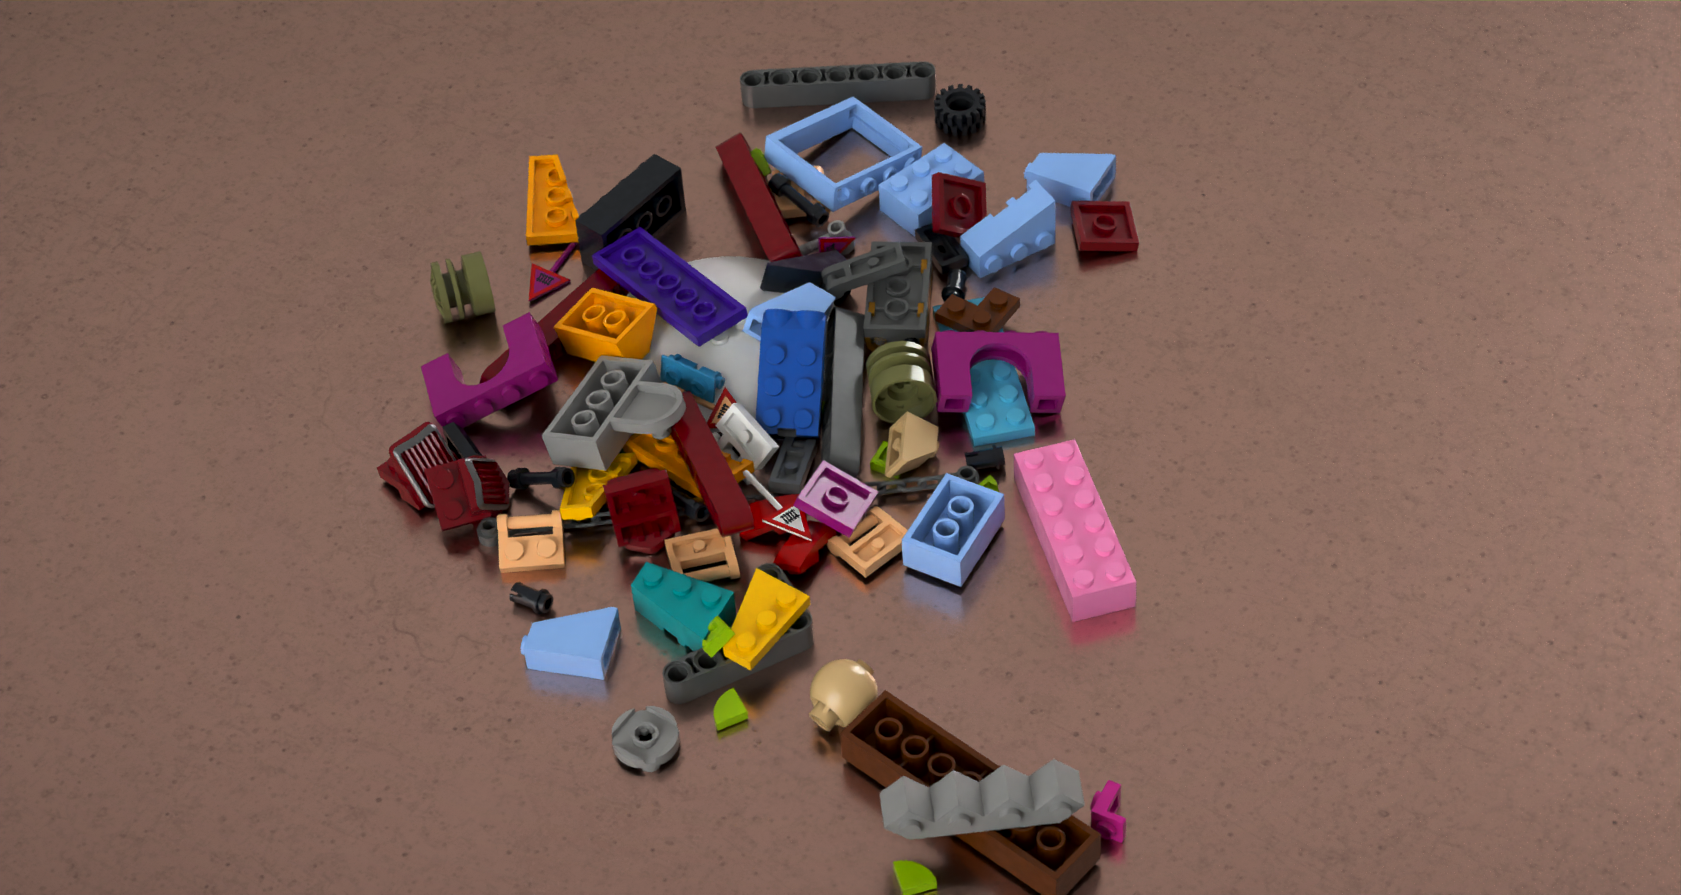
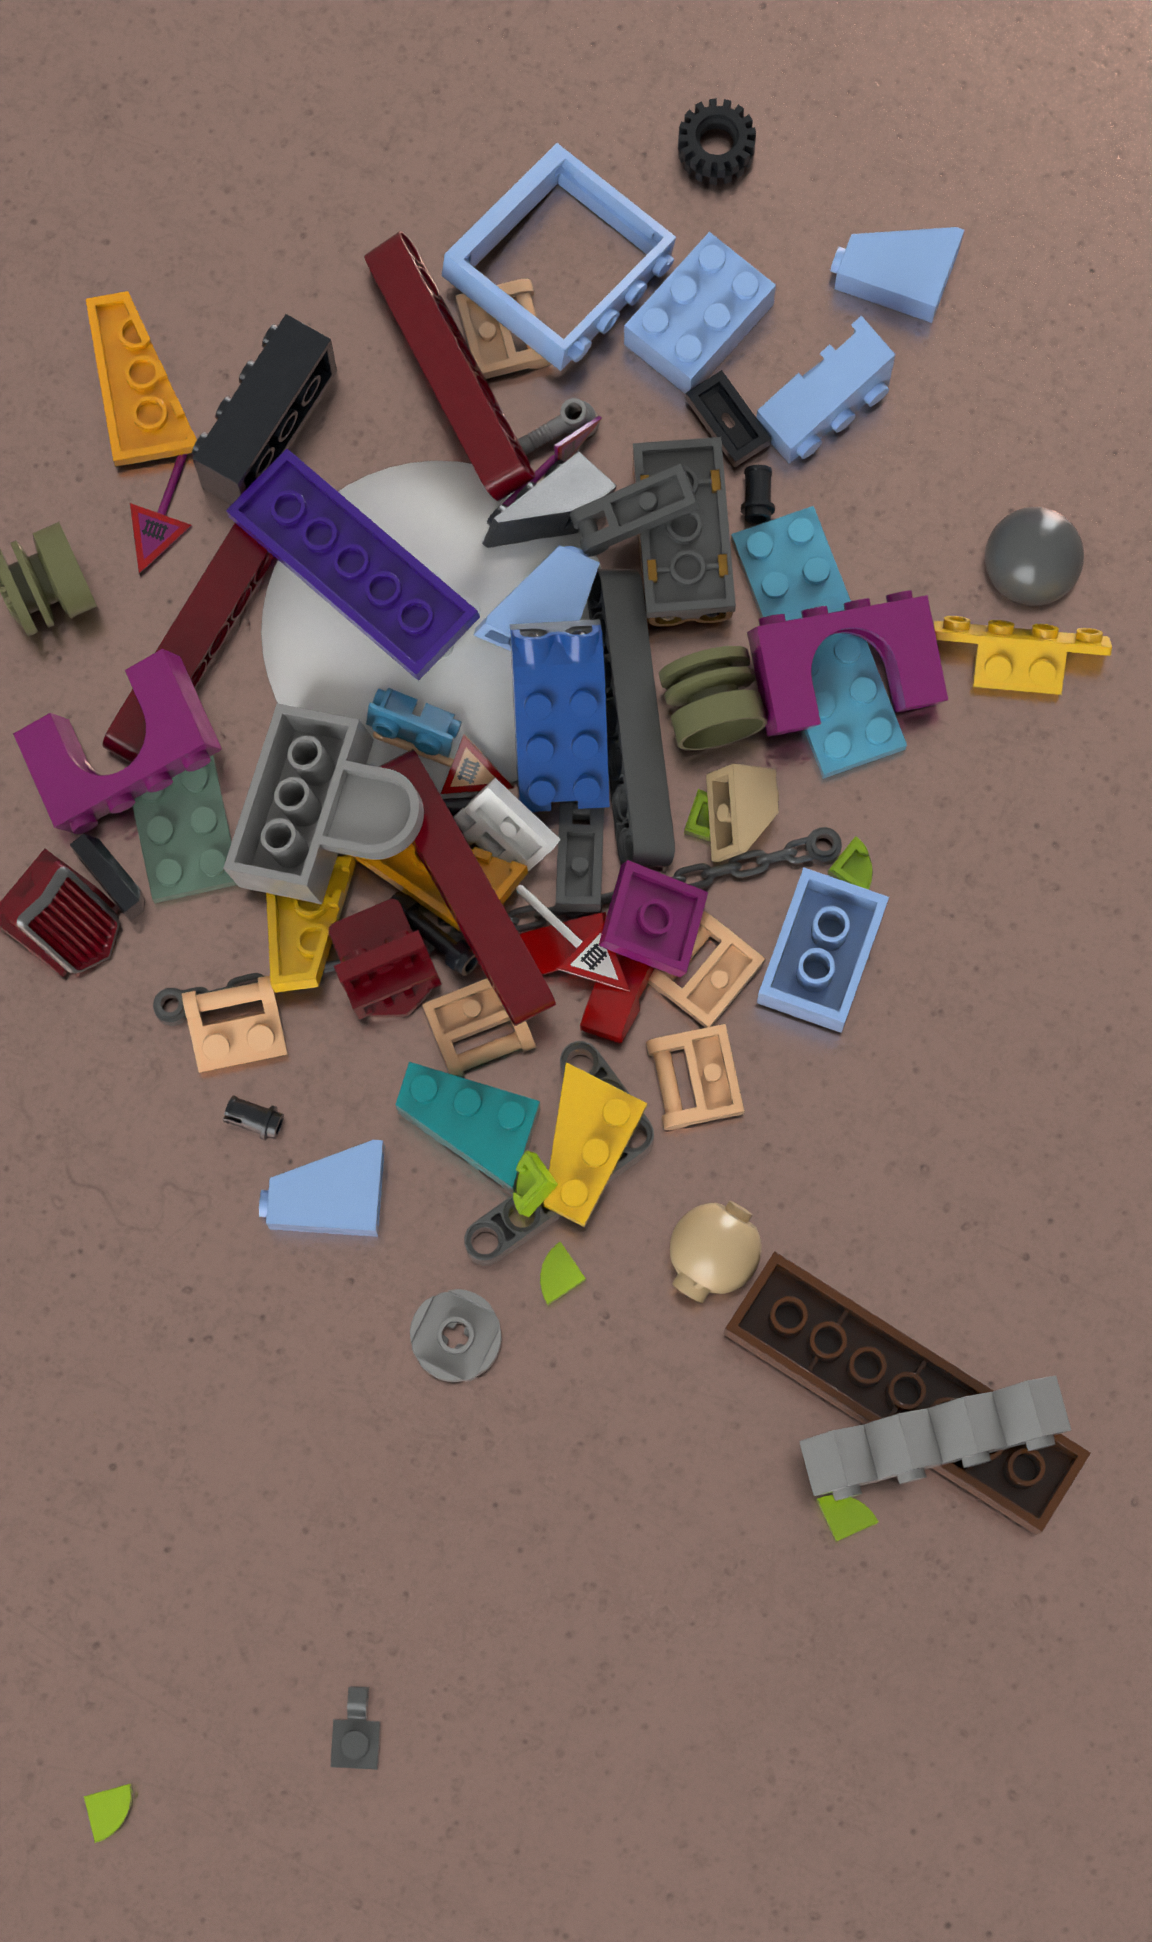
camera: 10 degrees left, 30 degrees up
(467, 491) = (131, 956): dark red piece -> none
(519, 432) = (185, 835): none -> sand green plate
(559, 478) = (258, 923): black bar -> none
(607, 326) = (277, 645): light orange slope -> none
(760, 160) = (432, 274): lime tile -> none
(782, 186) = (478, 332): black bar -> none
(837, 83) = (511, 123): dark grey beam -> none
(861, 597) = (710, 1074): none -> light nougat plate
(957, 204) = (748, 356): dark red plate -> none
(986, 458) = (845, 808): black pin -> none
(987, 316) = (804, 565): reddish brown plate -> none
(1074, 530) = (986, 927): bright pink brick -> none
(1103, 813) = (1082, 1382): dark pink bracket -> none
(1104, 226) = (958, 354): dark red plate -> none
(1122, 386) = (1021, 657): none -> yellow bracket
(1140, 333) = (1034, 556): none -> dark grey piece

